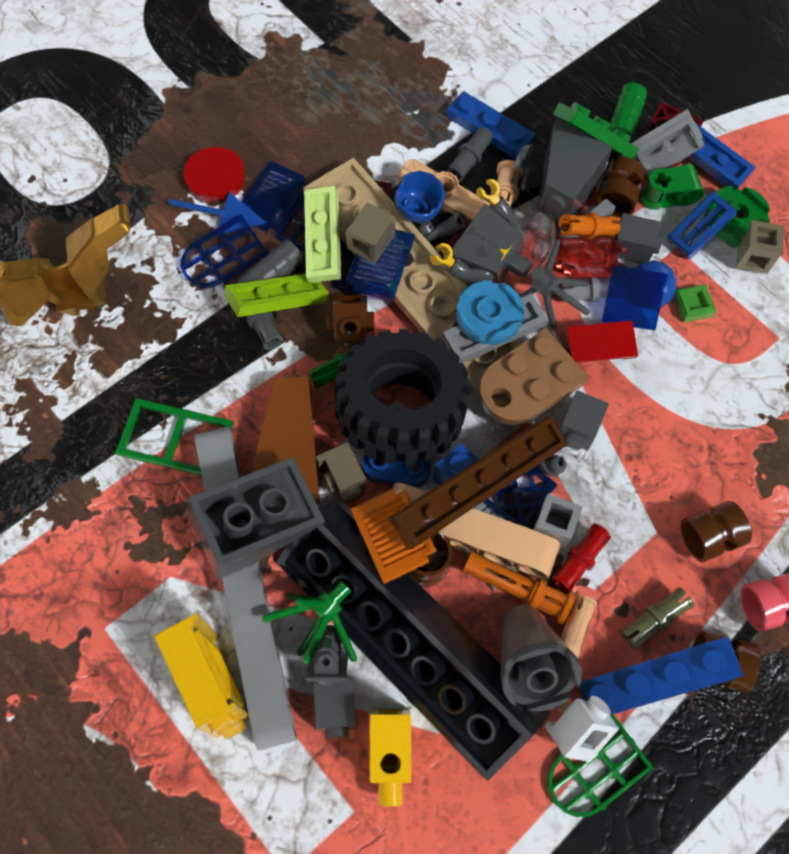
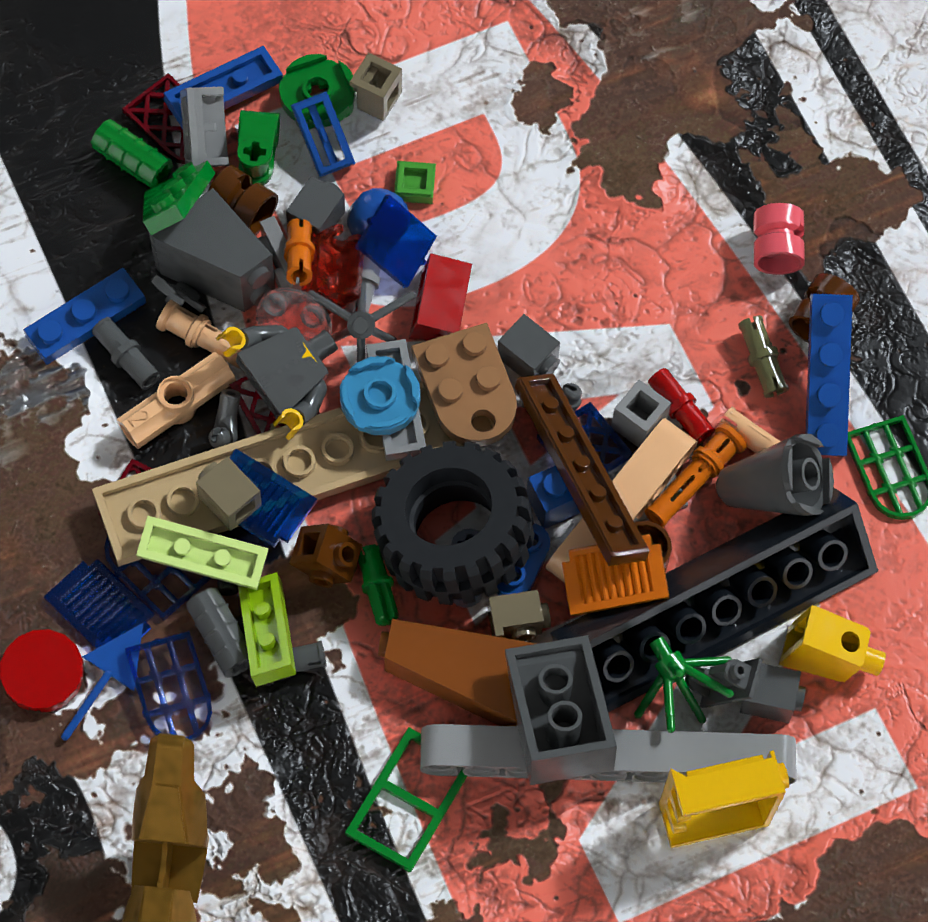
camera: 75 degrees left, 0 degrees up
(419, 197) = (191, 425): blue hair -> none
(583, 729) = (857, 460): white brick -> none
(712, 533) = (692, 266): reddish brown wheel -> none

